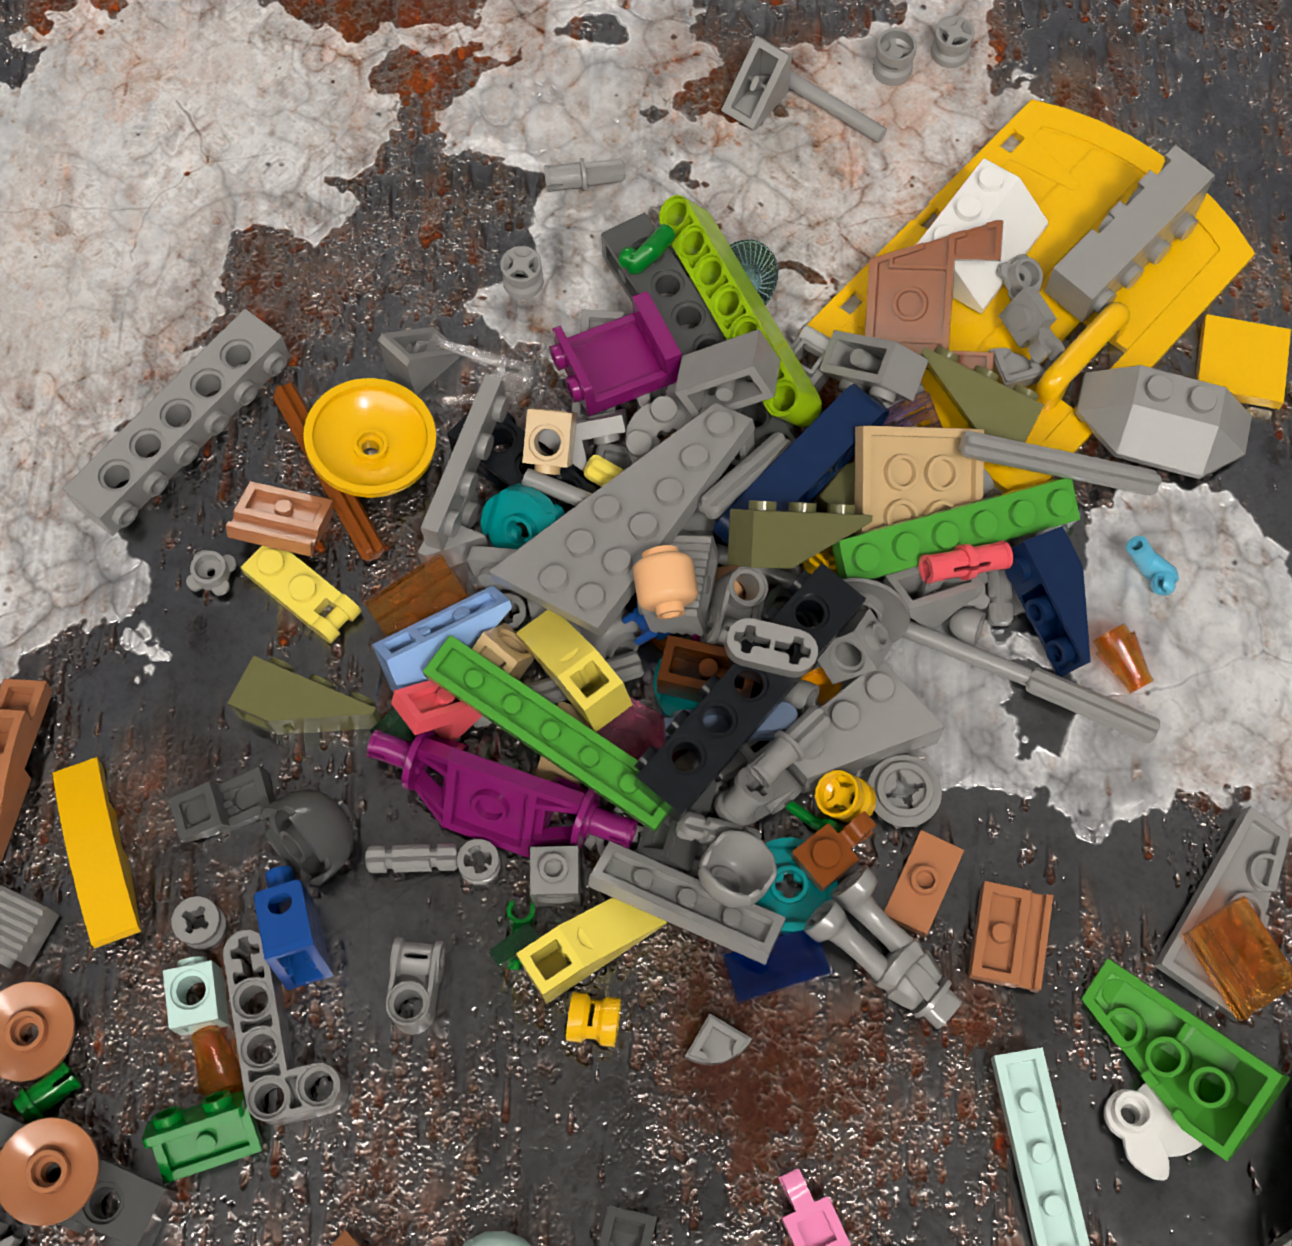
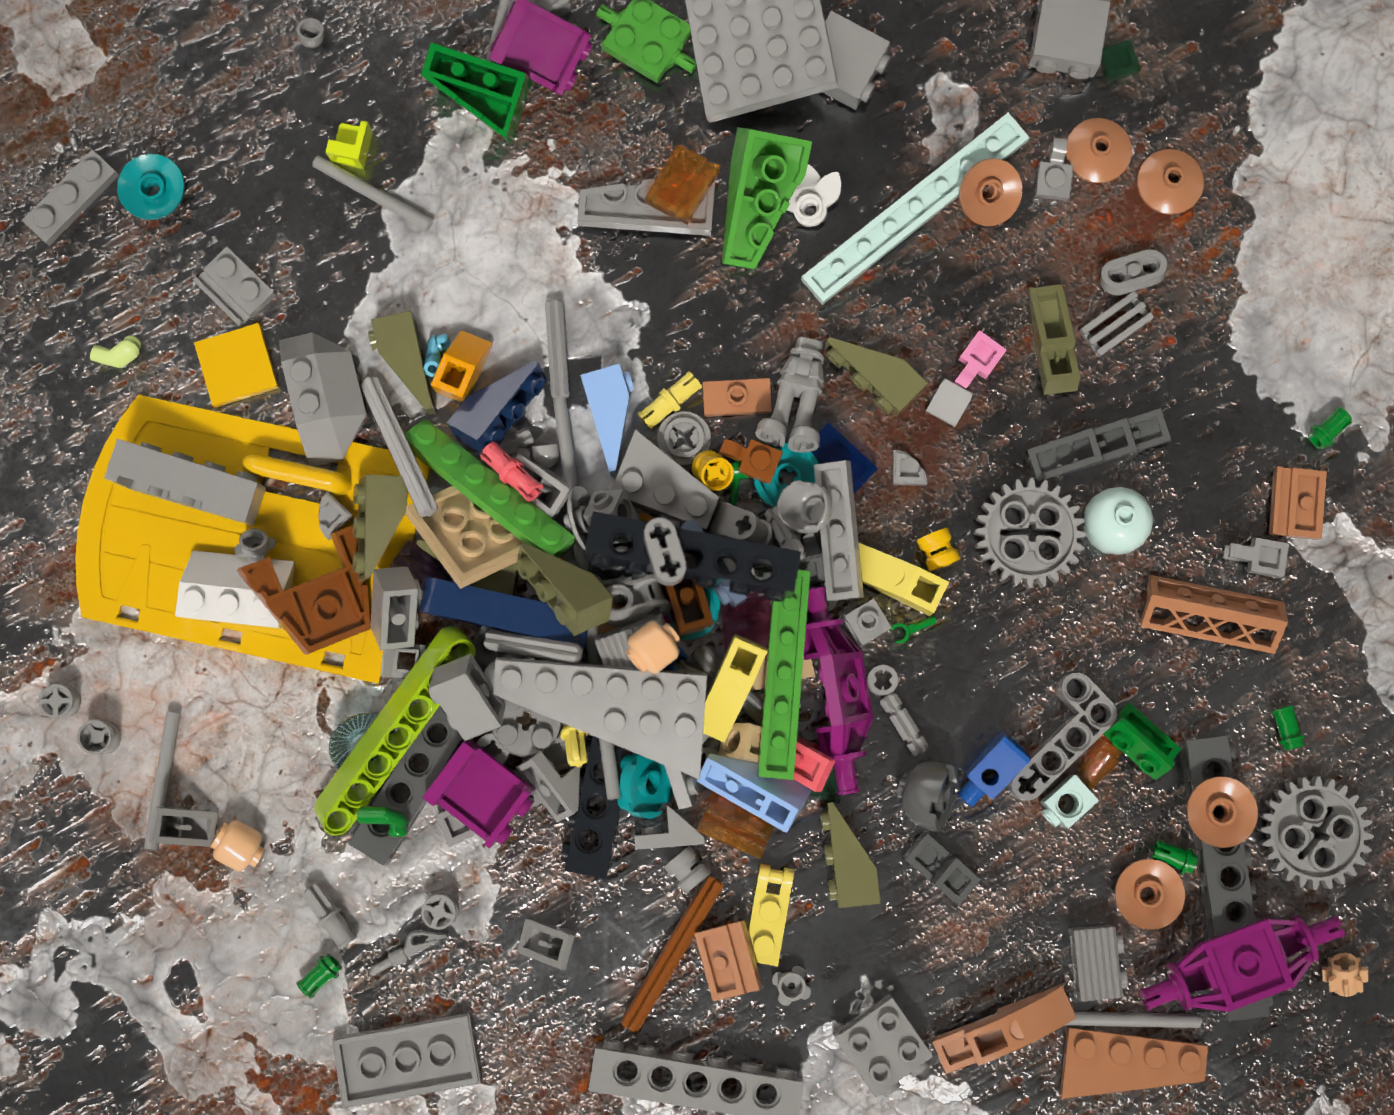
camera: 120 degrees left, 15 degrees up
(79, 628) = (883, 1047): none -> light grey brick
(96, 853) = (1019, 928): yellow slope -> none
(207, 930) = (1016, 831): light grey wheel -> none
(366, 416) = (612, 932): yellow dish -> none
(391, 529) = (687, 869): none -> light grey wheel
(395, 179) = (406, 1060): none -> light grey tile
(415, 973) = (978, 673): light grey piece -> none
(460, 474) = (610, 848): light grey plate -> none
(502, 231) = (410, 949): none -> light grey hand
(505, 951) = (925, 620): clear green tile -> none
(508, 1126) = (1029, 503): none -> light grey gear
(515, 374) = (528, 867): clear plant -> none
(533, 146) = (319, 975): none -> green pin
(564, 425) = (565, 798): tan brick -> none
(708, 124) = (237, 845): none -> light nougat head
(774, 1148) = (949, 402): none -> light grey slope
(788, 746) = (708, 516): light grey axle -> none
(848, 1082) = (885, 376): none -> olive slope
(960, 800) = (669, 400): none -> light yellow pin
(985, 721) = (609, 404): none -> light blue slope
(1010, 936) = (742, 327): nougat plate -> none
(1029, 322) = (292, 520): light grey plate -> none
(1124, 581) = (461, 366): none -> light orange slope
(1124, 657) = (513, 343): clear orange cone -> none
(1179, 530) = (401, 348): none -> olive slope

